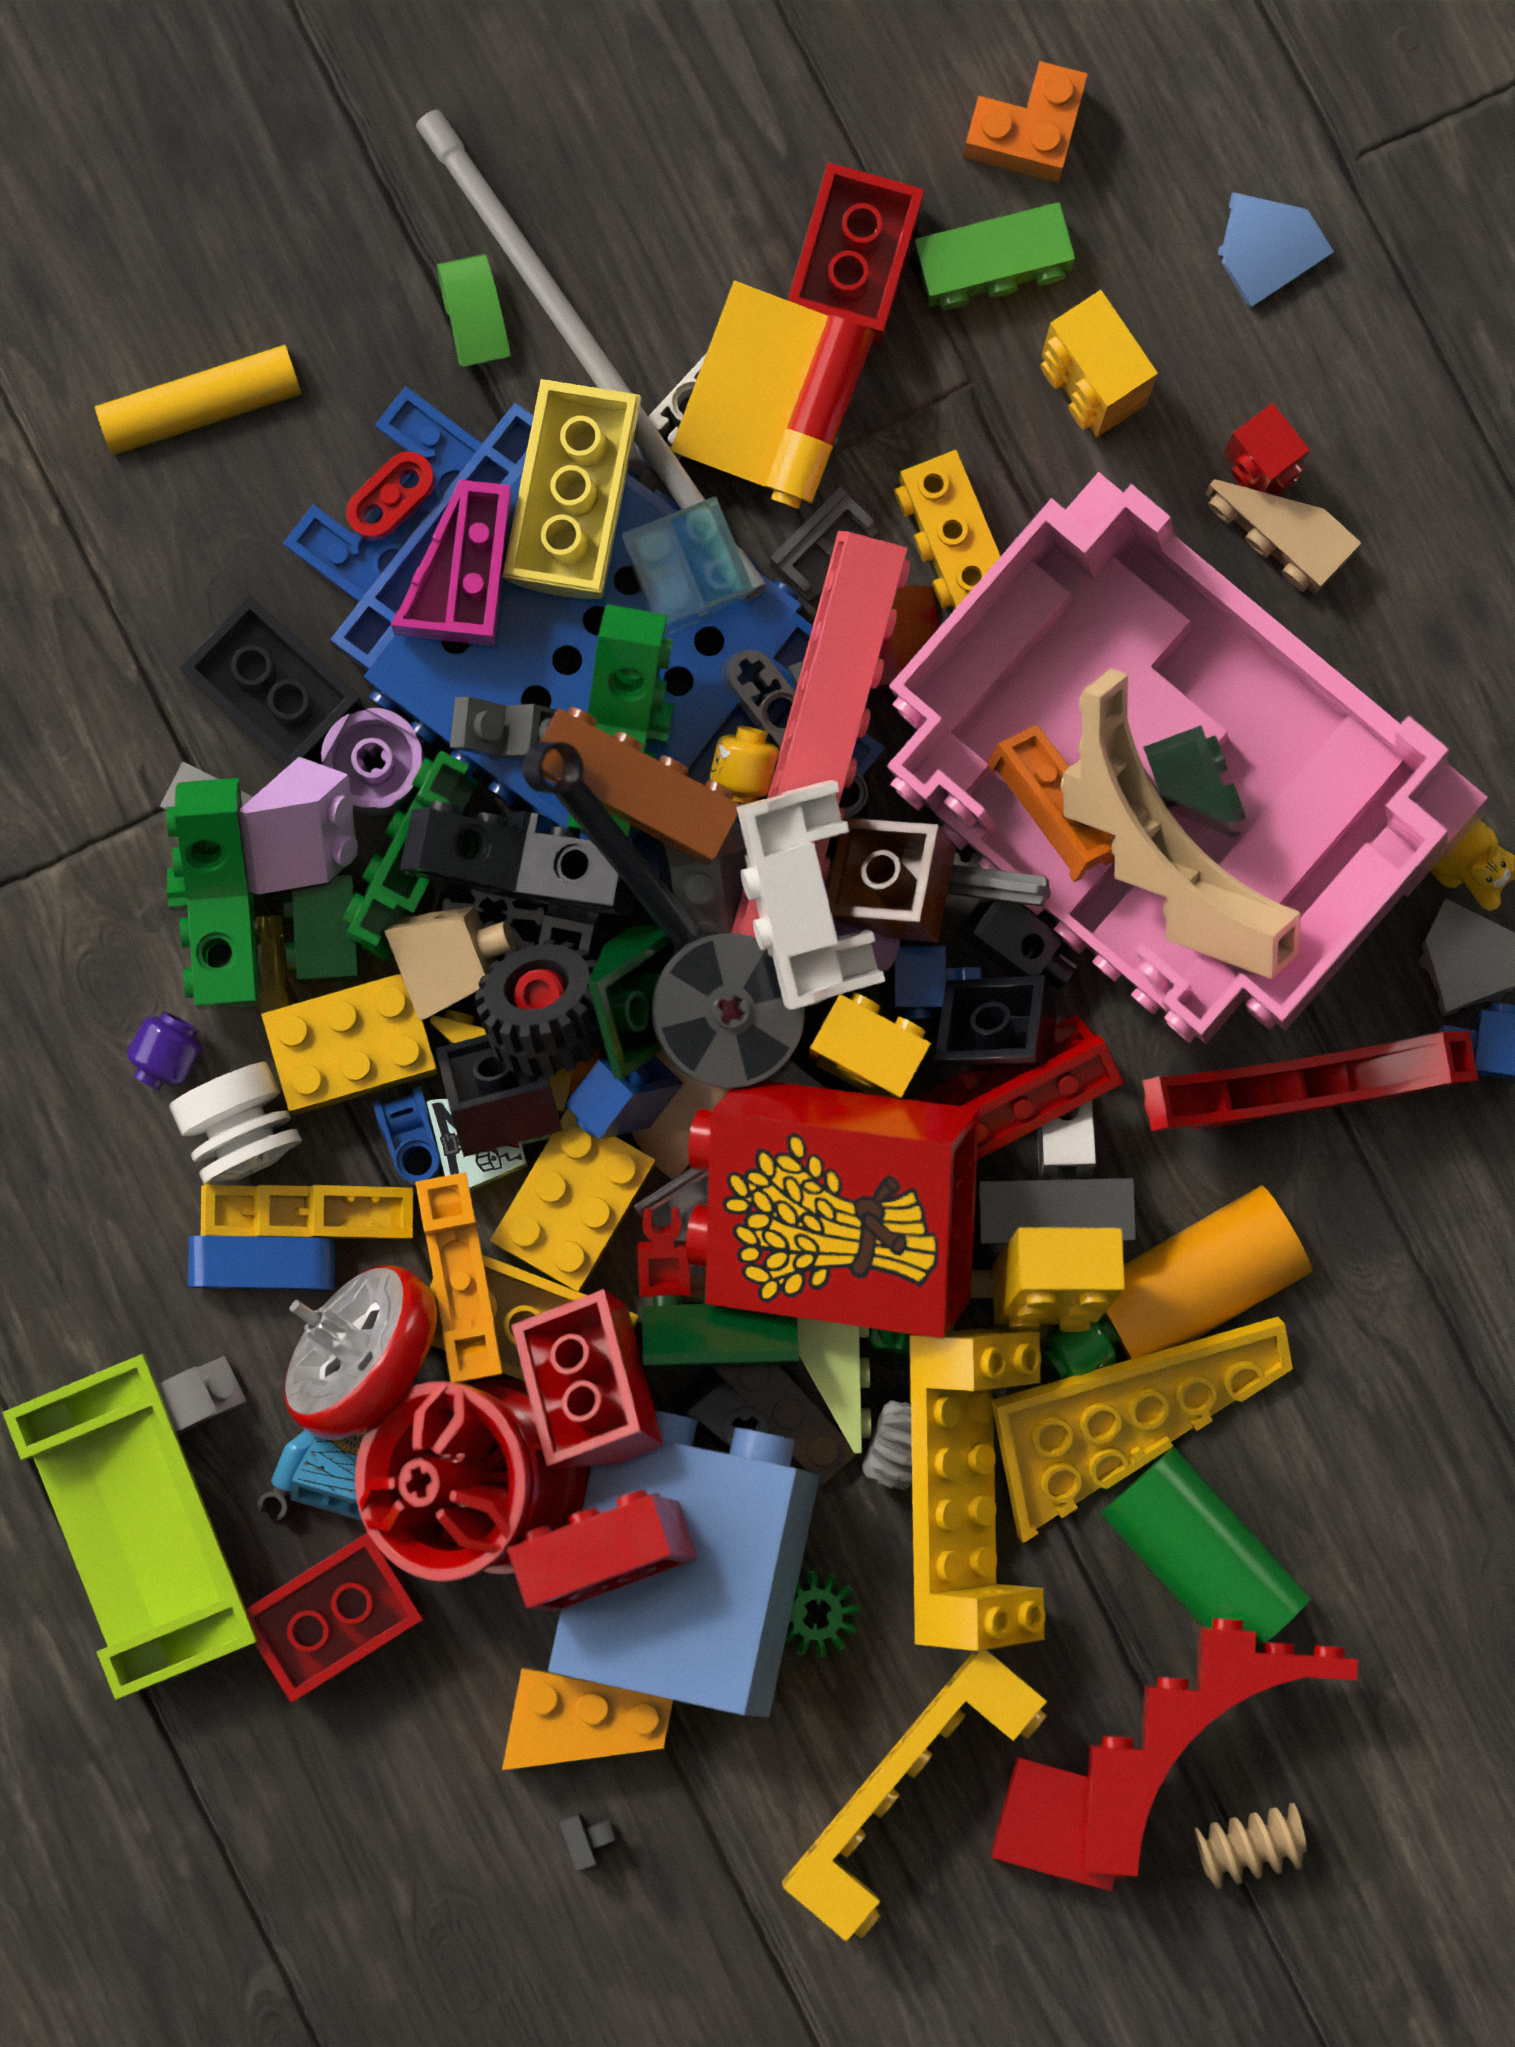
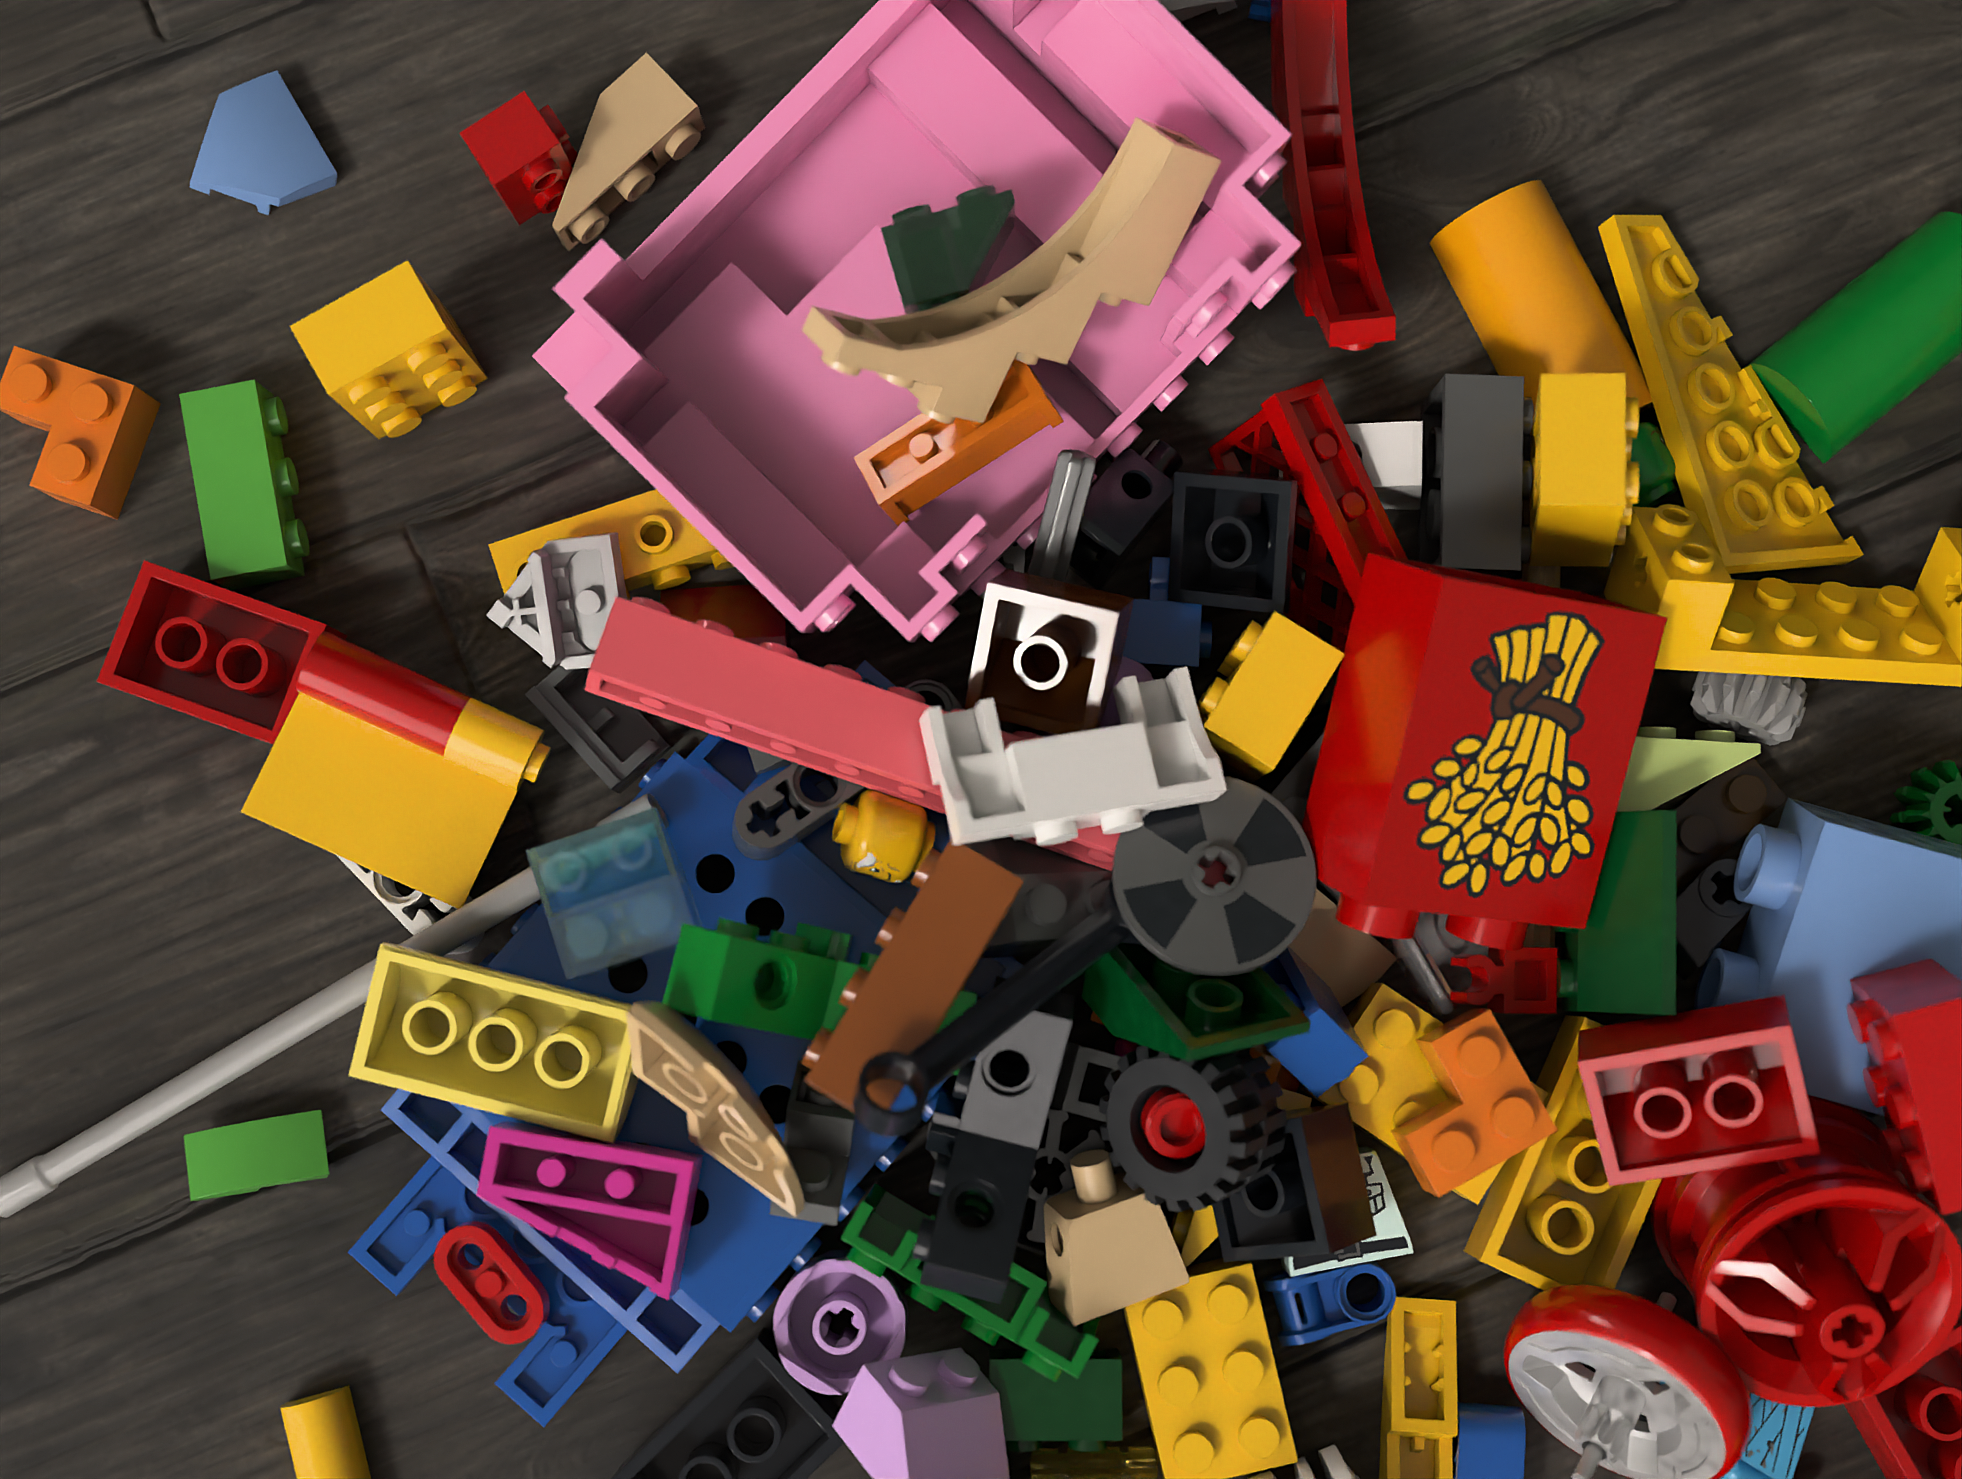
camera: 85 degrees left, 0 degrees up
(459, 1278) = (1542, 1249): light orange slope -> none
(536, 652) = (719, 1102): none -> tan brick
(563, 1234) = (1488, 1108): none -> orange brick
(915, 512) = (564, 598): none -> light grey slope

